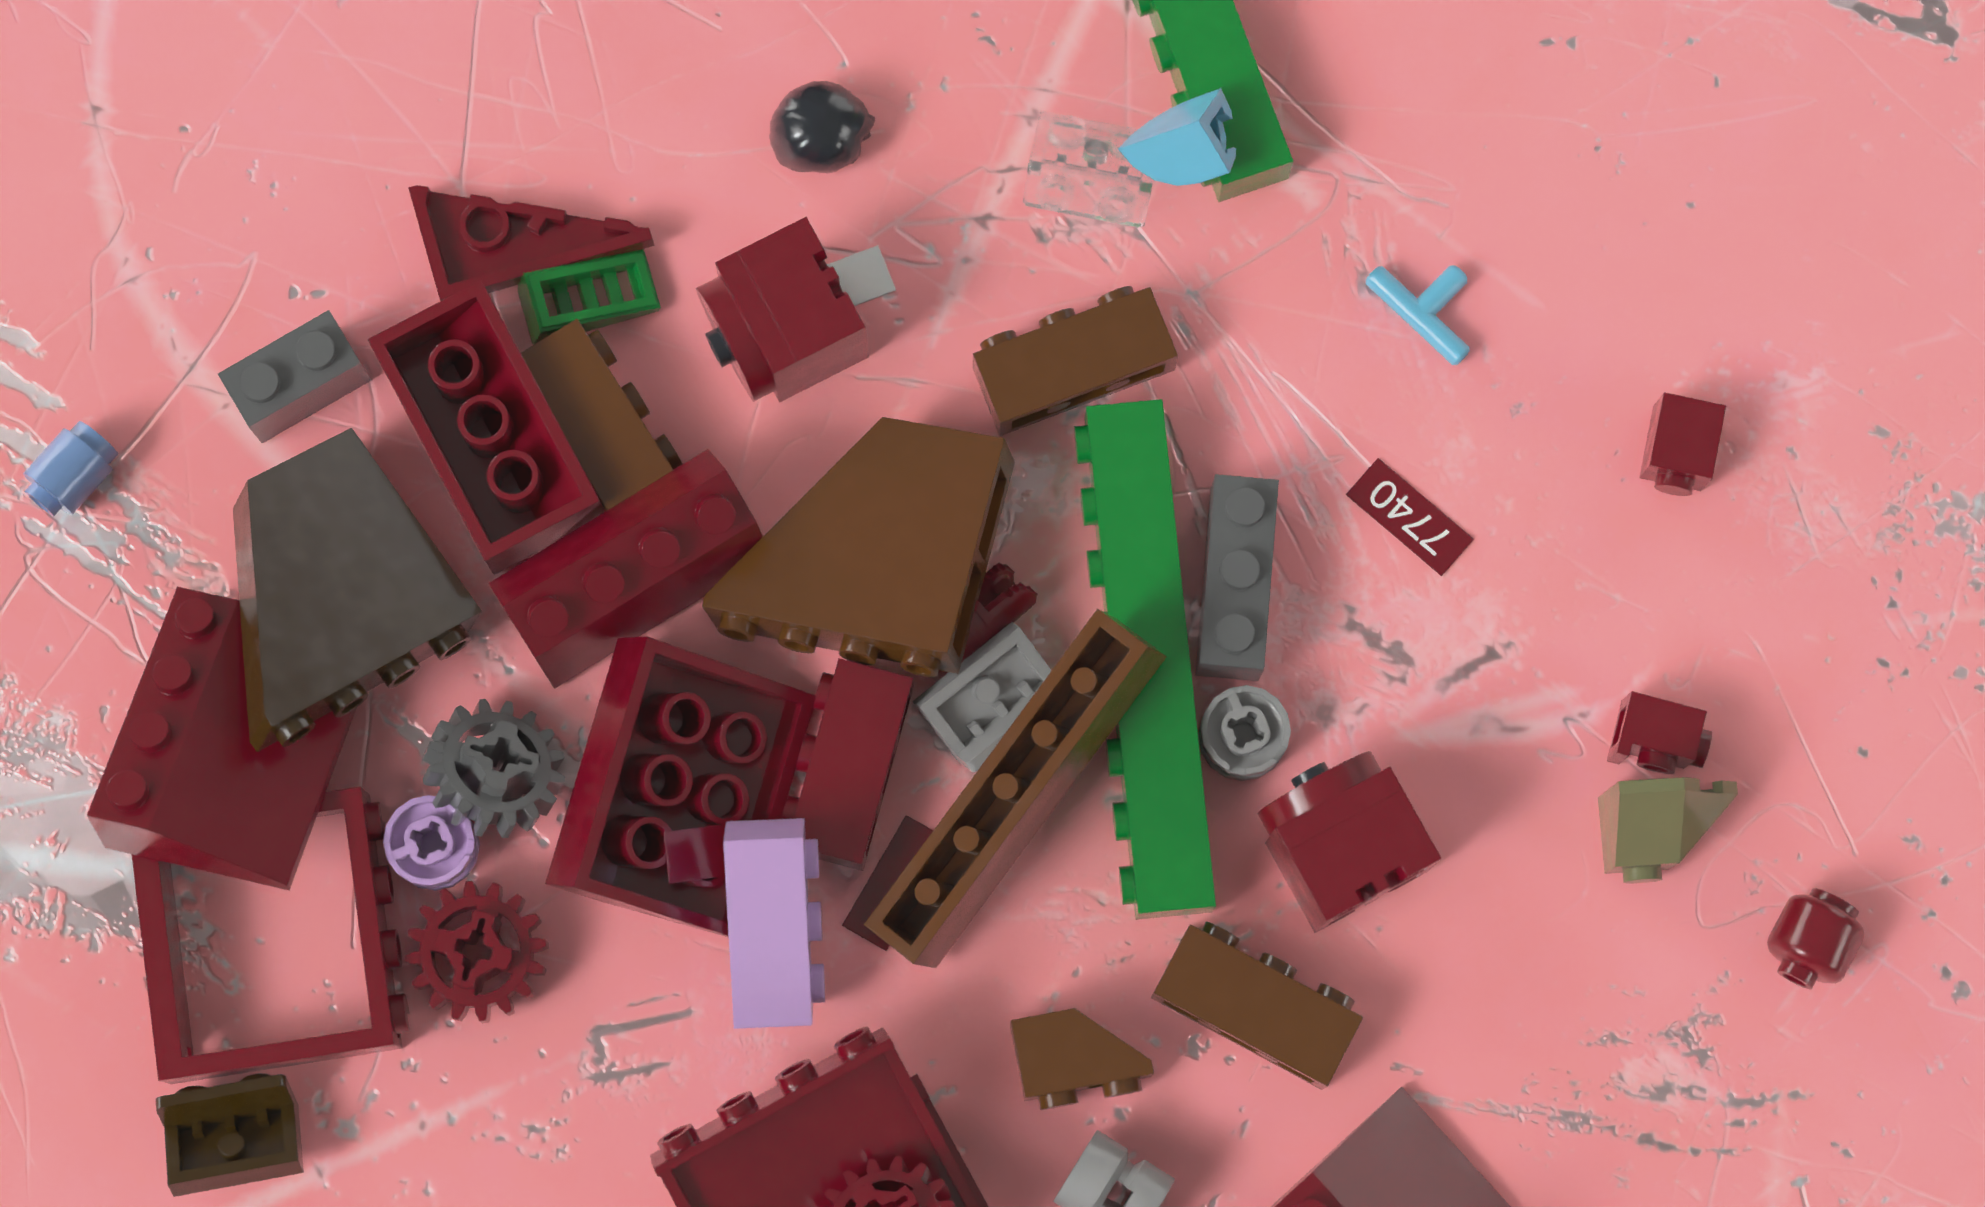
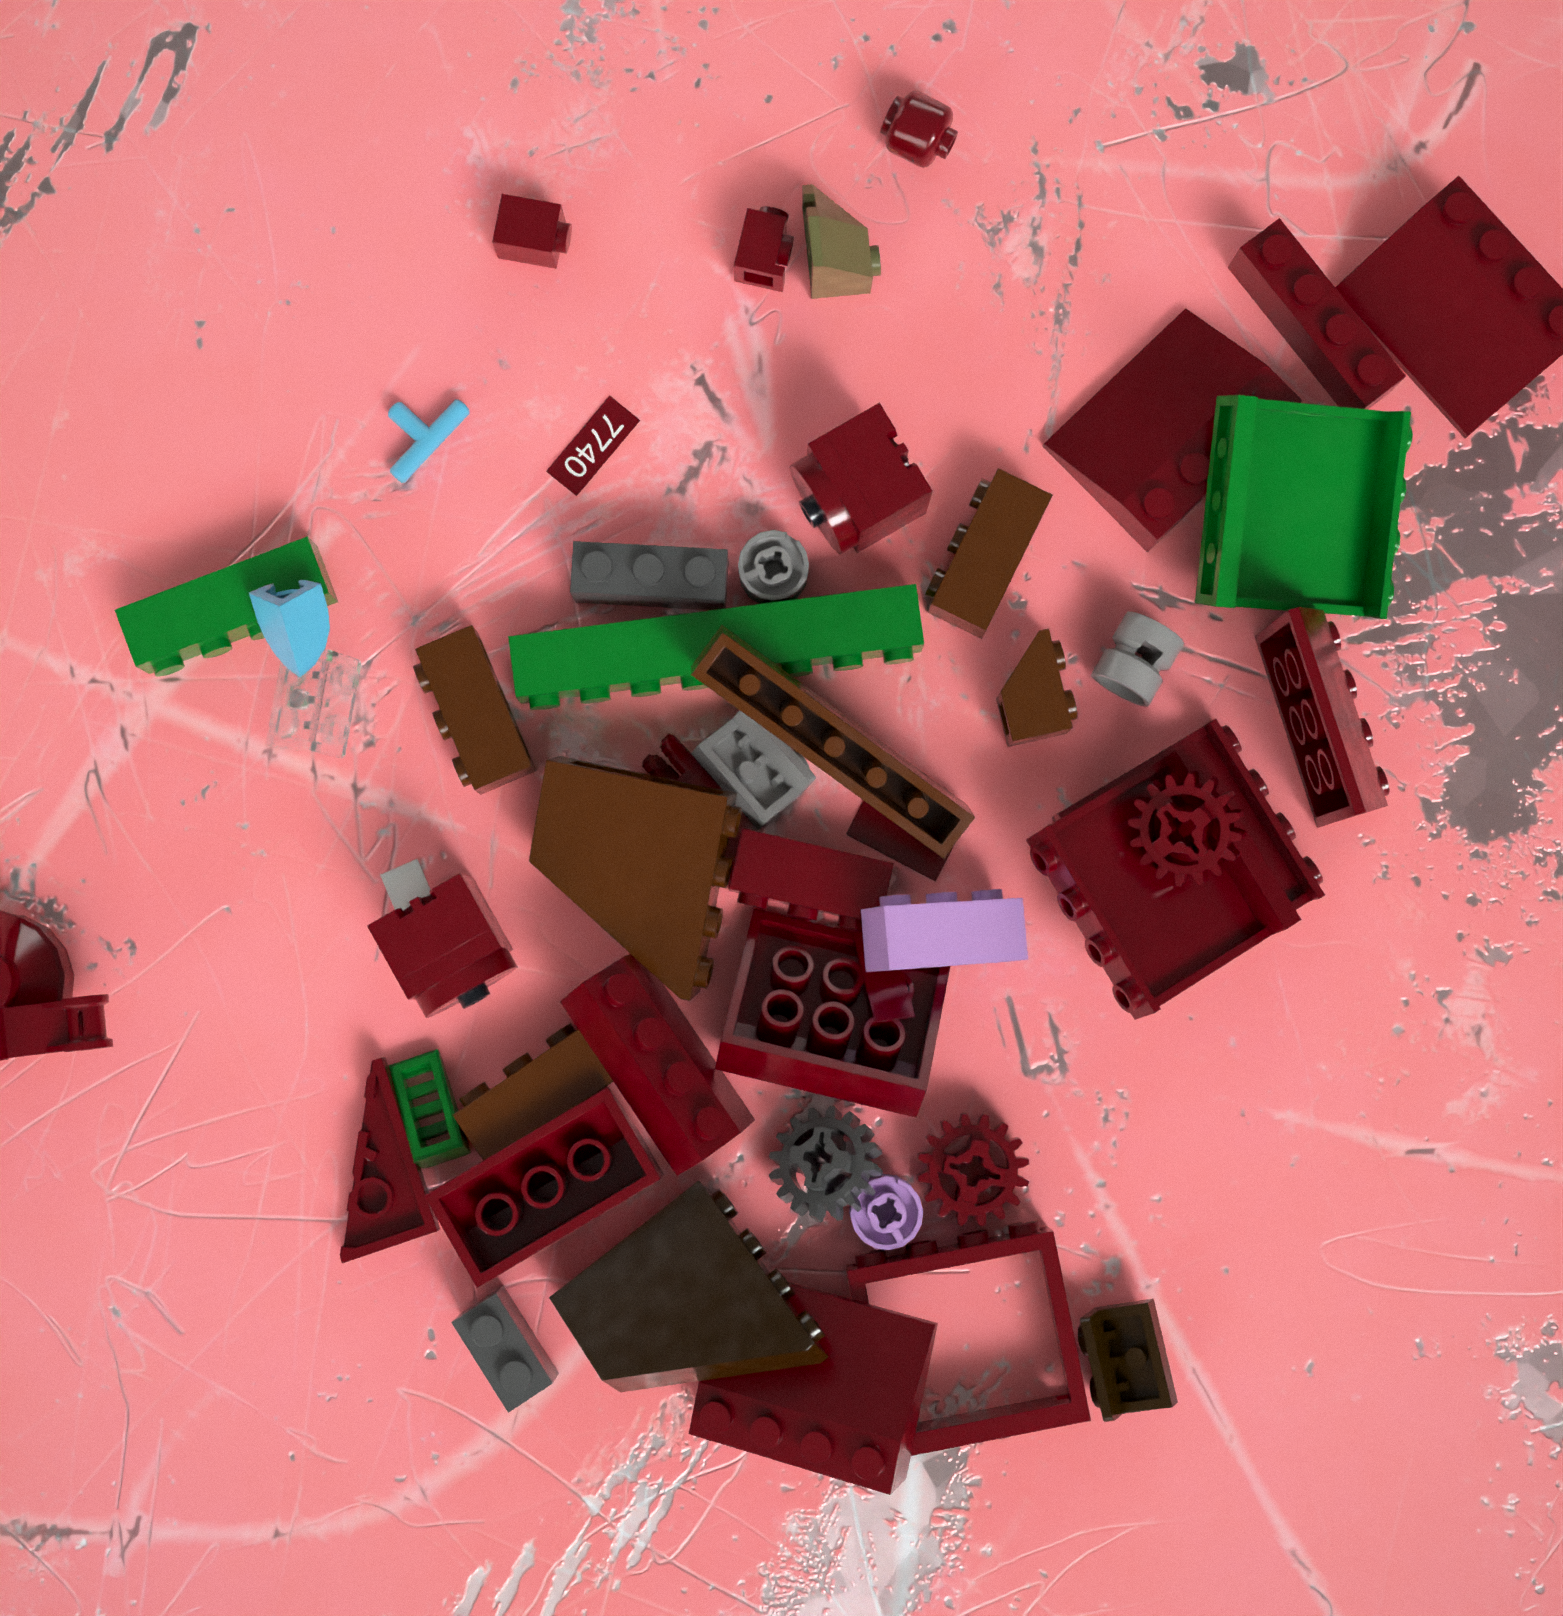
camera: 90 degrees left, 5 degrees up
(69, 469) = (588, 1532): medium blue brick -> none
(819, 128) = (283, 925): black hair -> none

